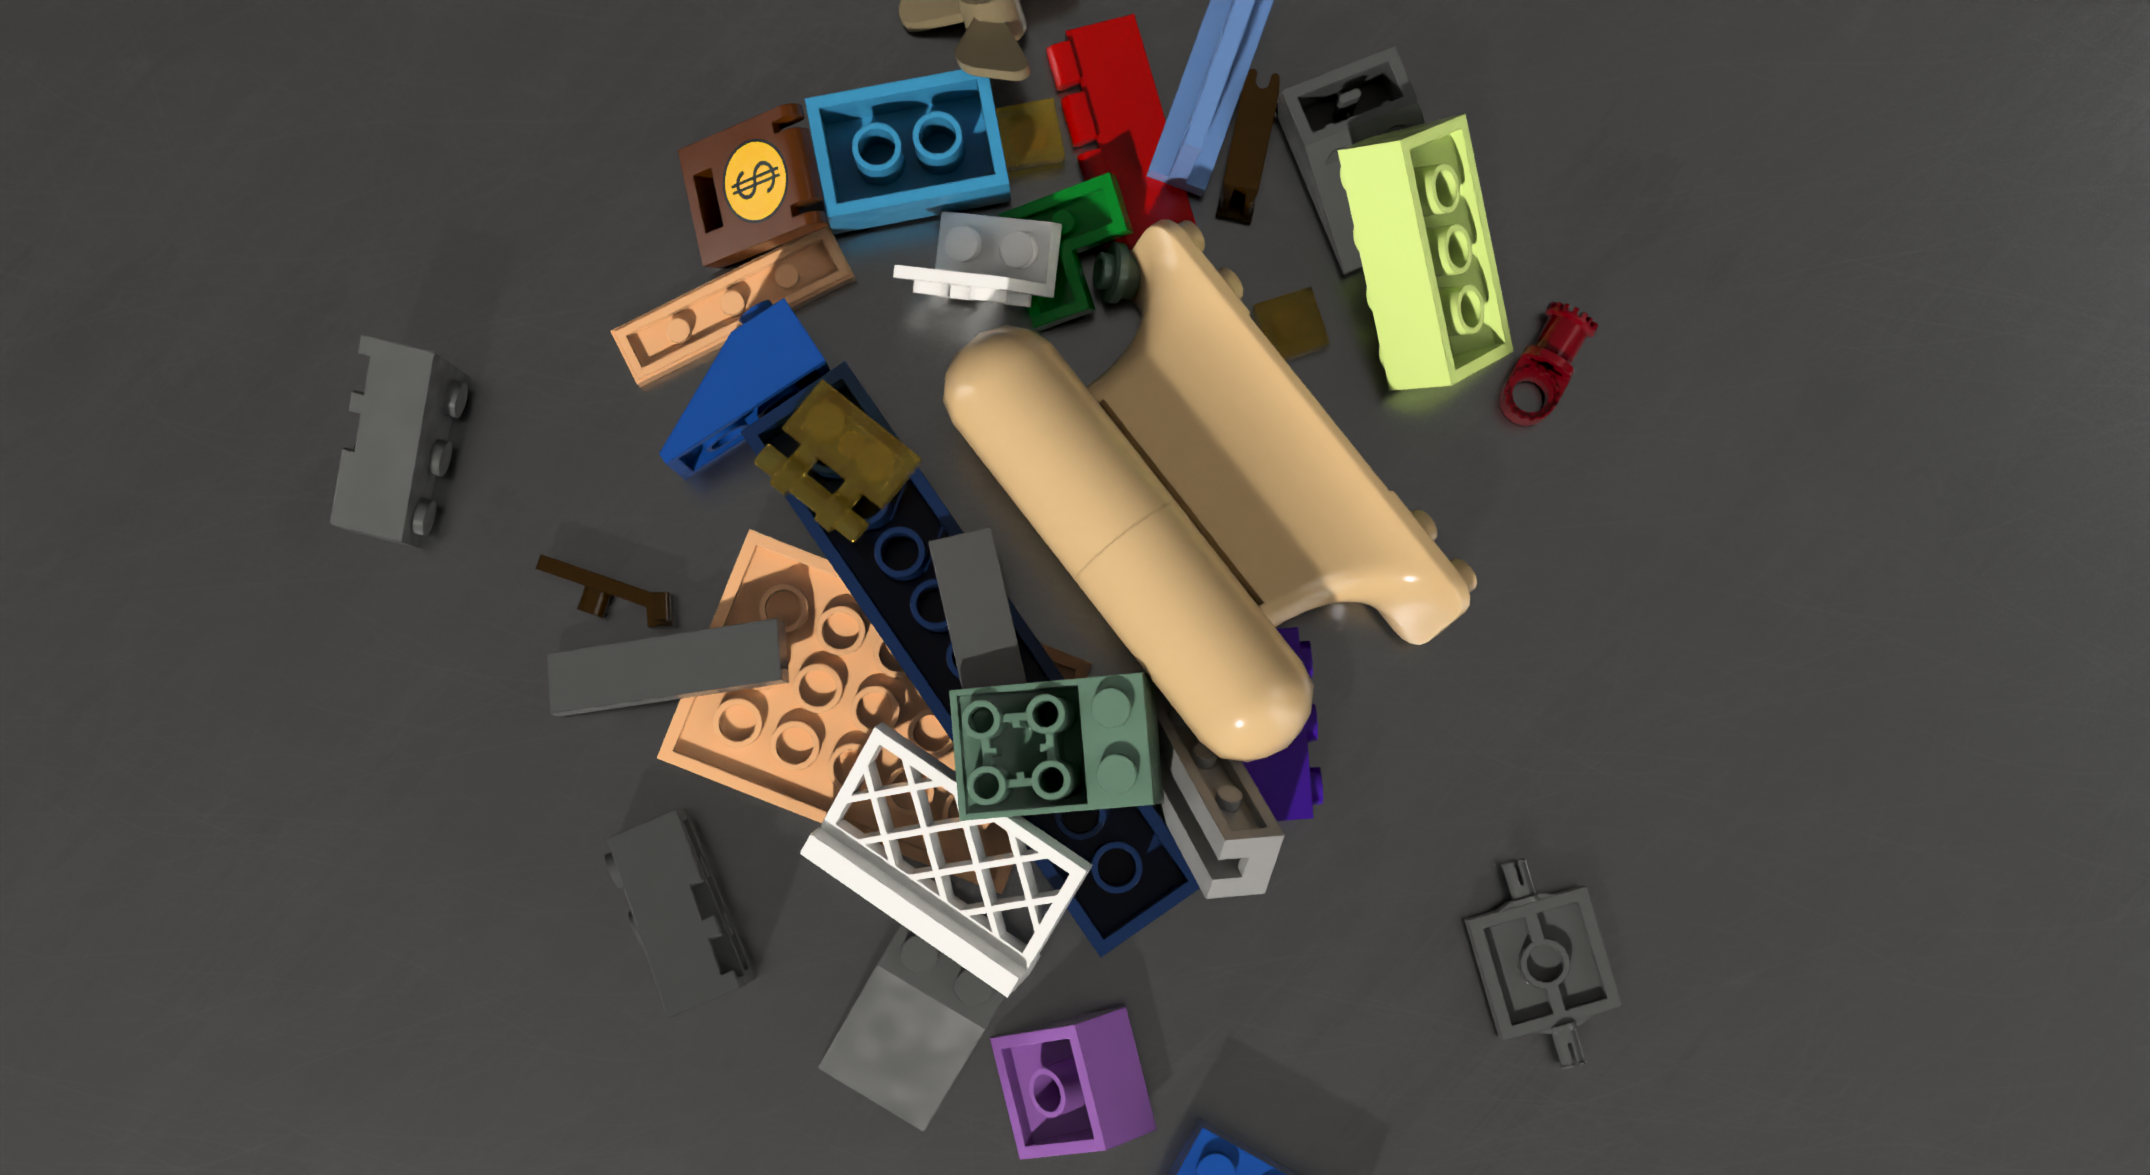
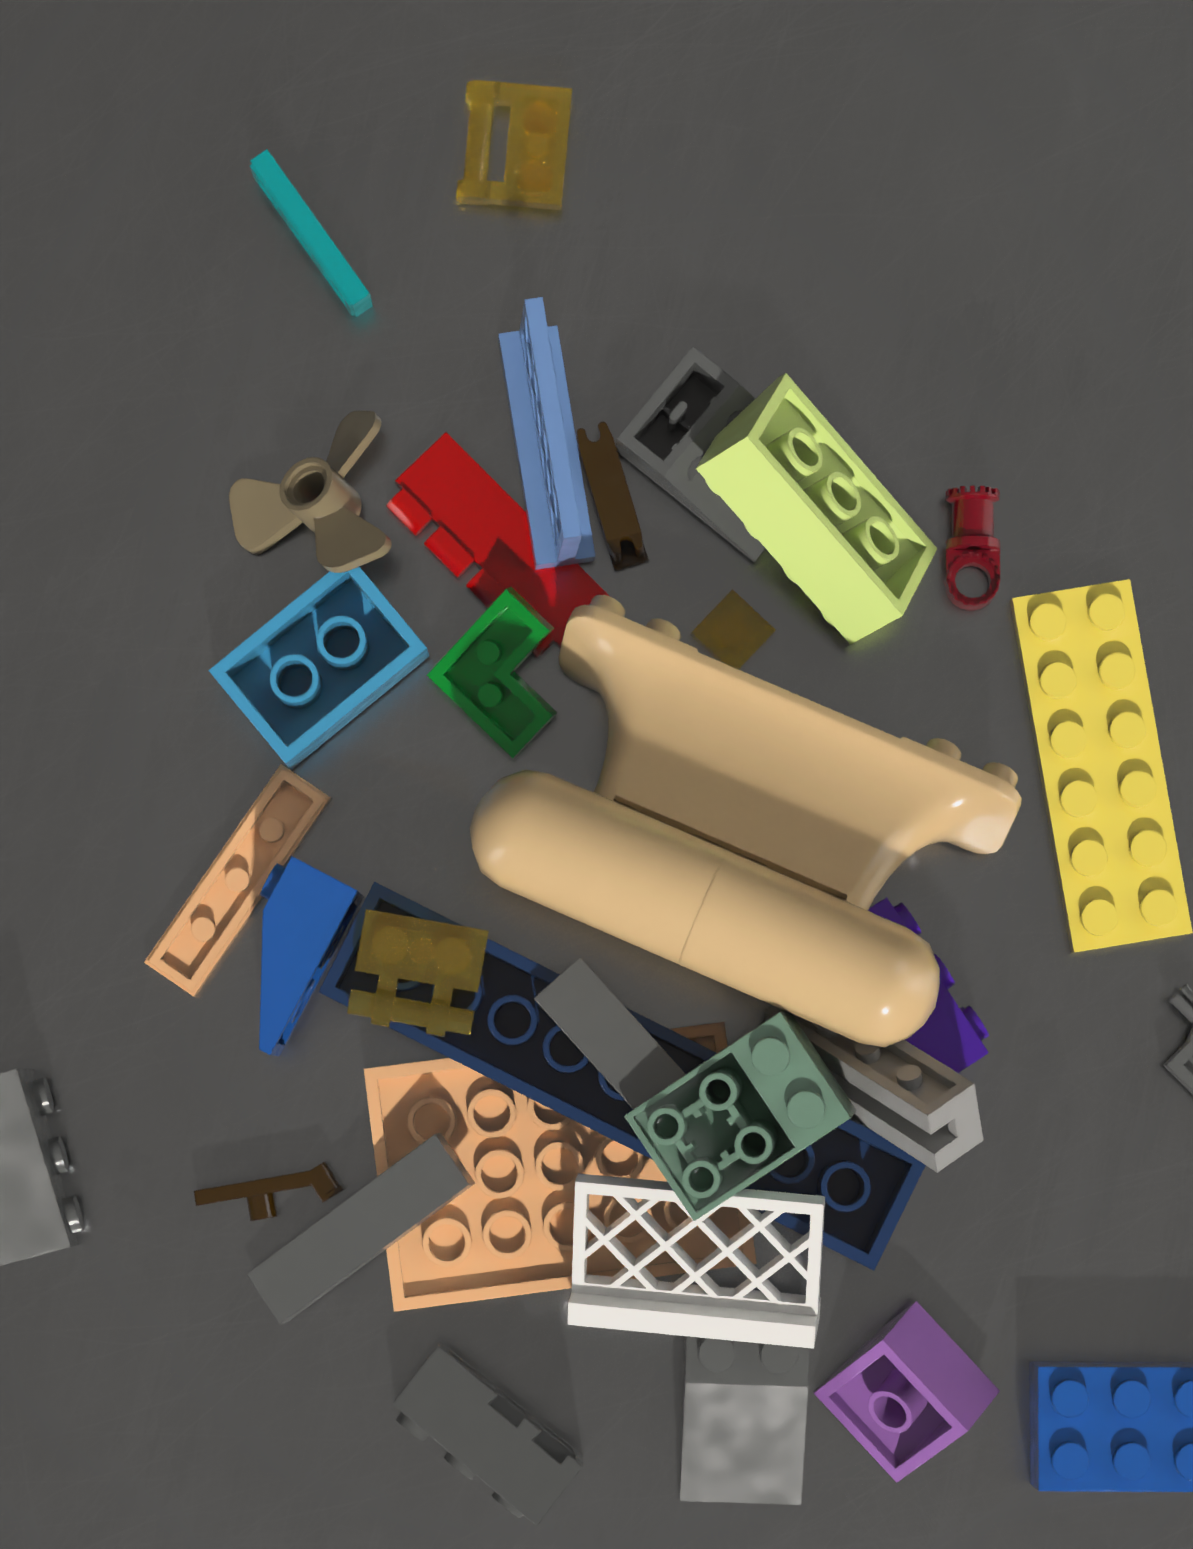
camera: 30 degrees left, 0 degrees up
(758, 183) = (207, 765): reddish brown container -> none
(990, 260) = (443, 722): white bracket -> none
(1030, 135) = (416, 589): clear yellow plate -> none
(1116, 273) = (558, 671): sand green plate -> none
(1554, 622) = (1100, 766): none -> light yellow plate

